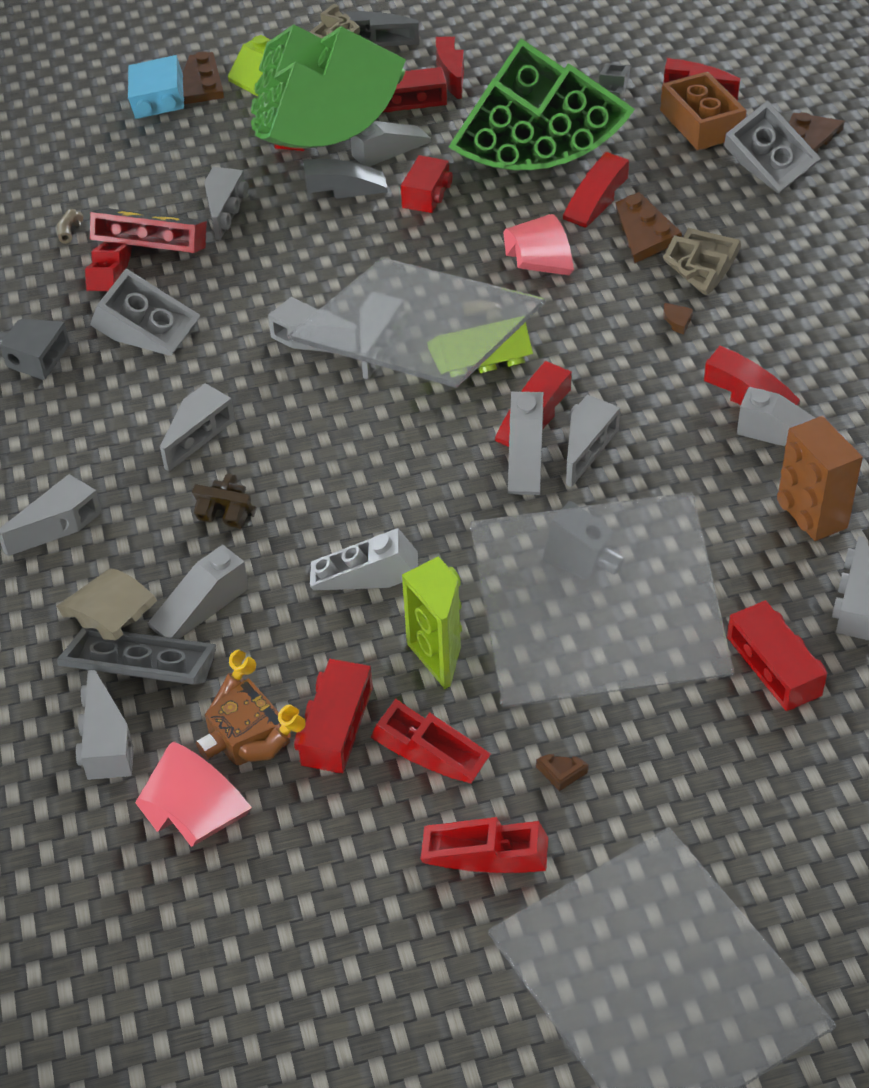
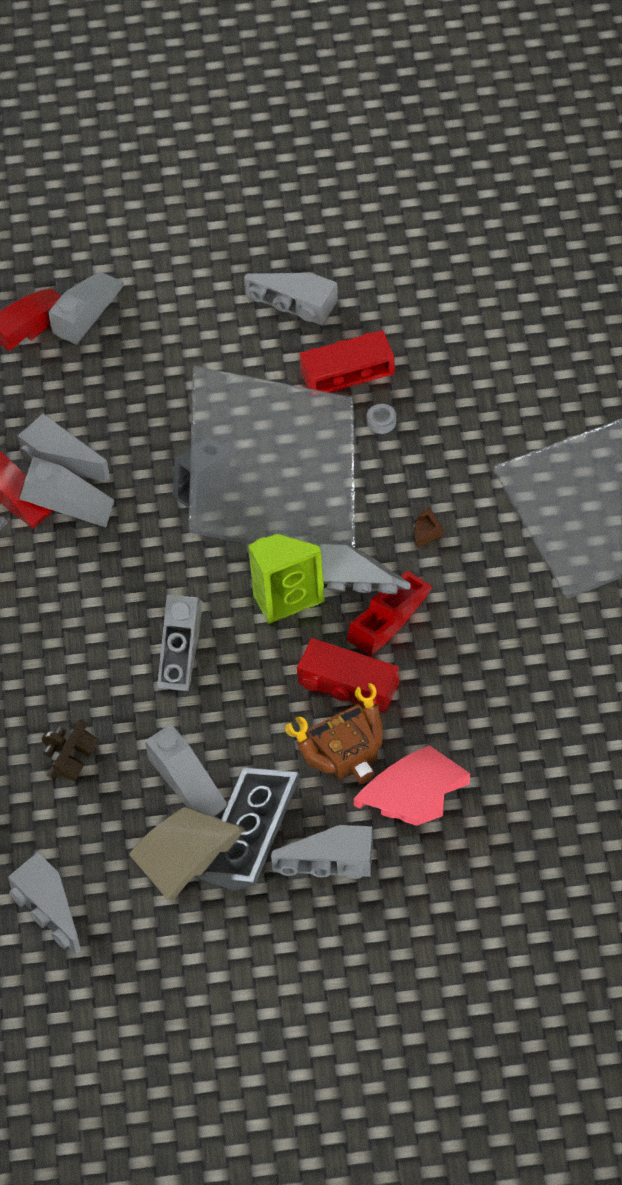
camera: 80 degrees left, 10 degrees up
(465, 694) = (354, 568): none -> light grey slope
(486, 846) = (496, 584): red slope -> none
(711, 704) = (381, 418): none -> light grey tile
(819, 478) = (184, 284): dark orange brick -> none

